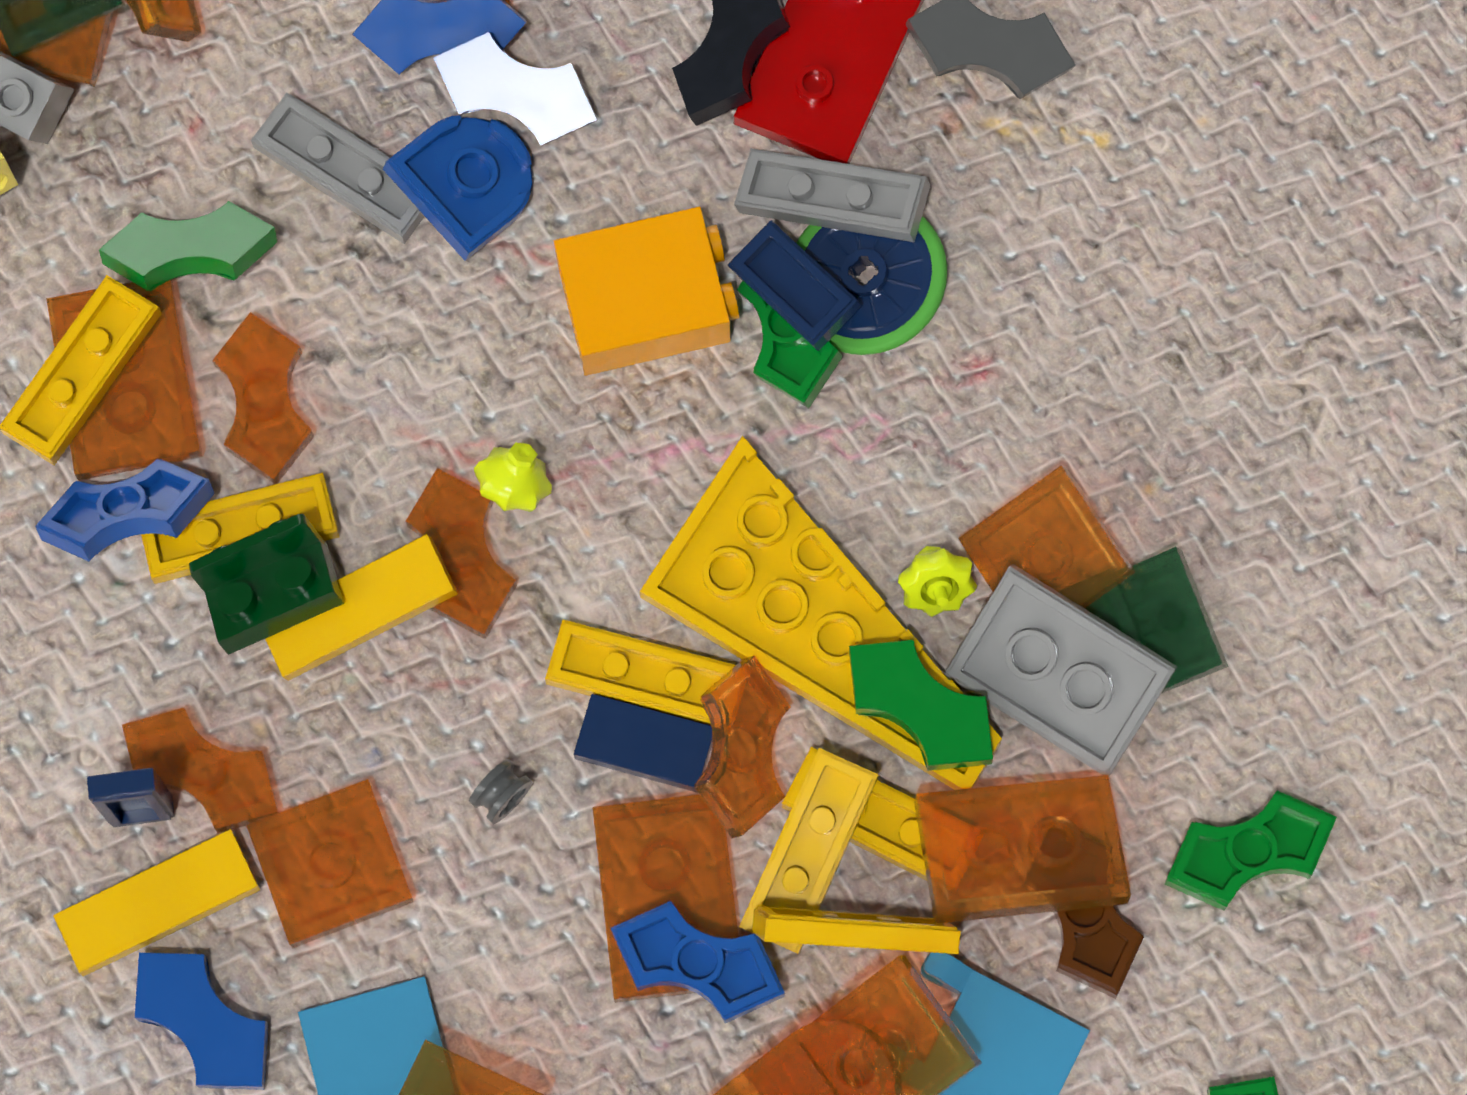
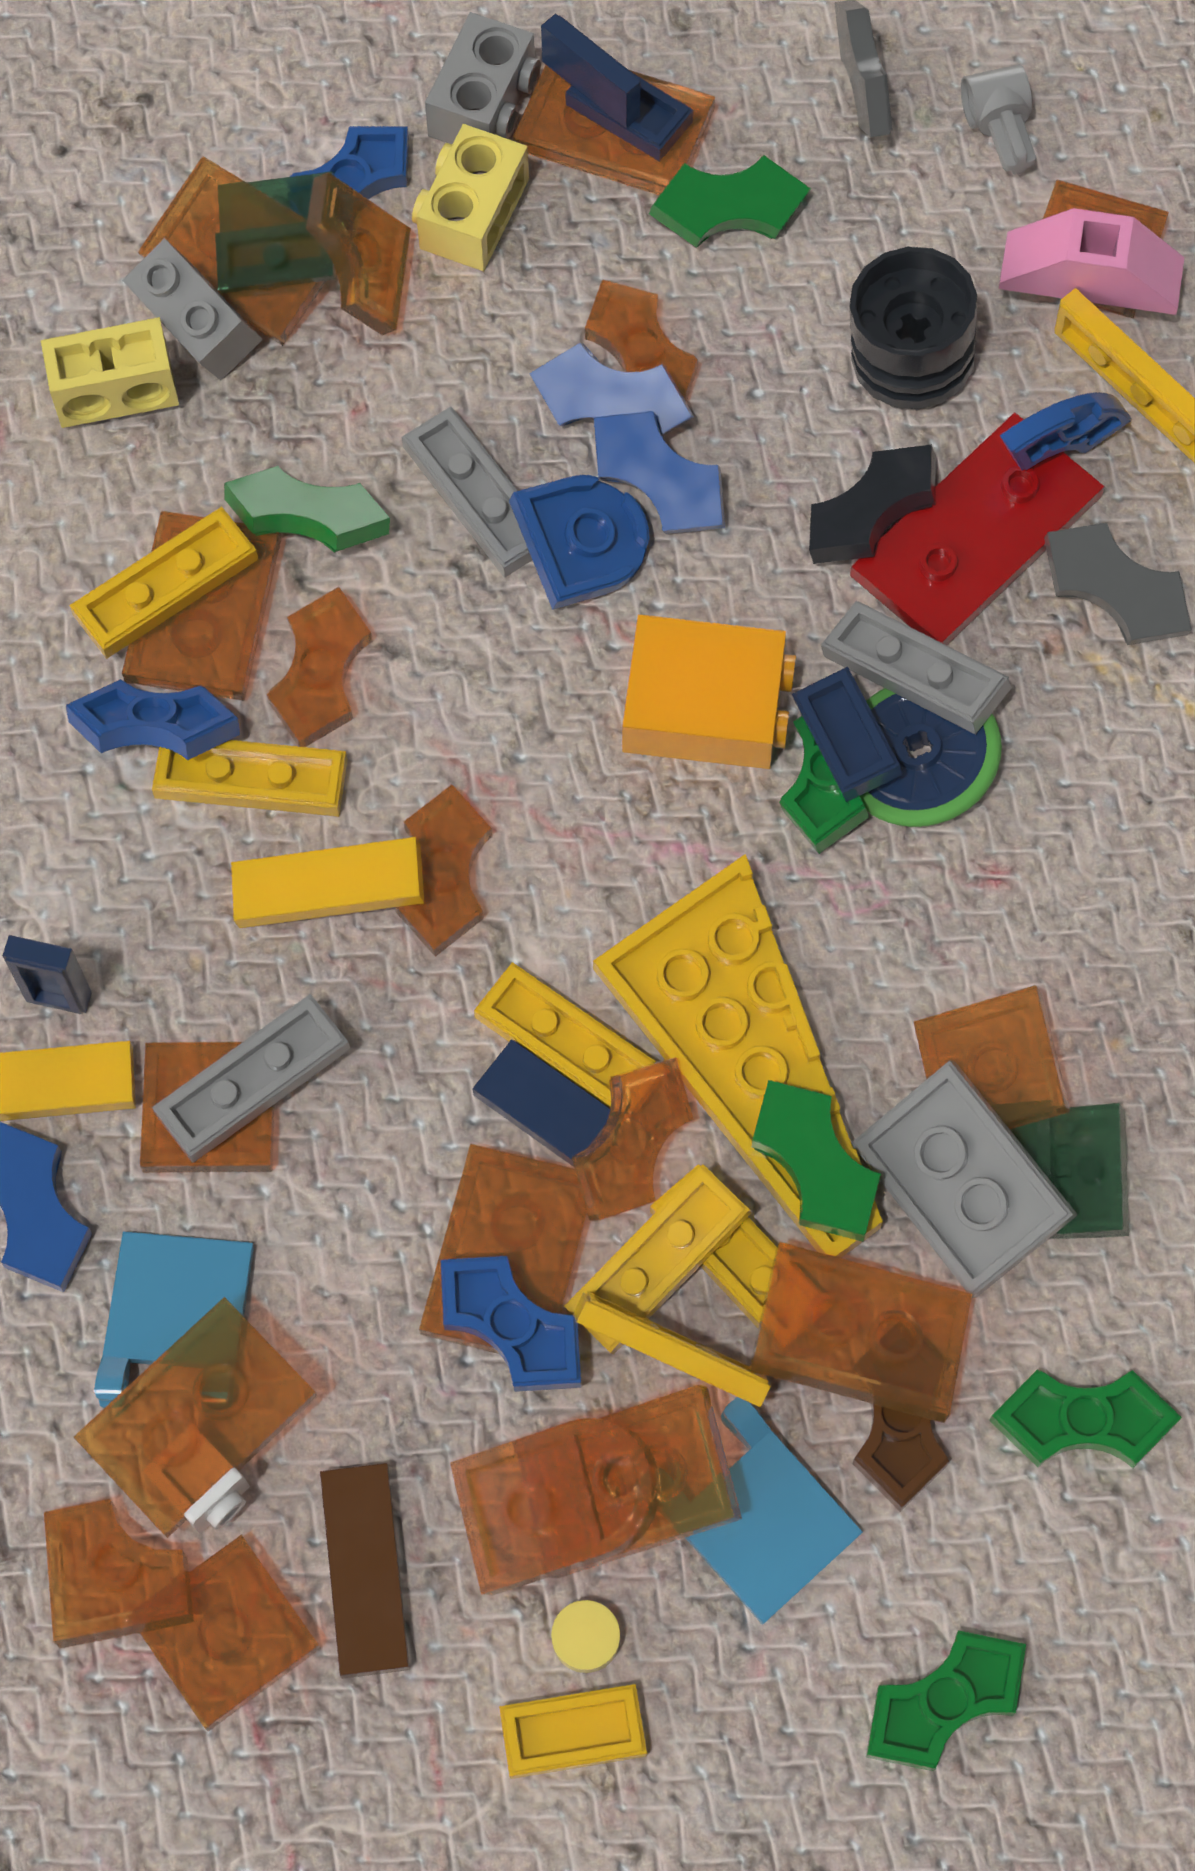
camera: 20 degrees right, 5 degrees down
(227, 783) = (144, 1000): clear orange tile -> none
(267, 582) = (253, 828): dark green bracket -> none
(362, 822) = (251, 1078): none -> light grey tile
(500, 791) = (390, 1097): dark grey bush -> none
(513, 477) = (518, 817): neon yellow piece -> none
(937, 581) = (877, 1053): neon yellow piece -> none

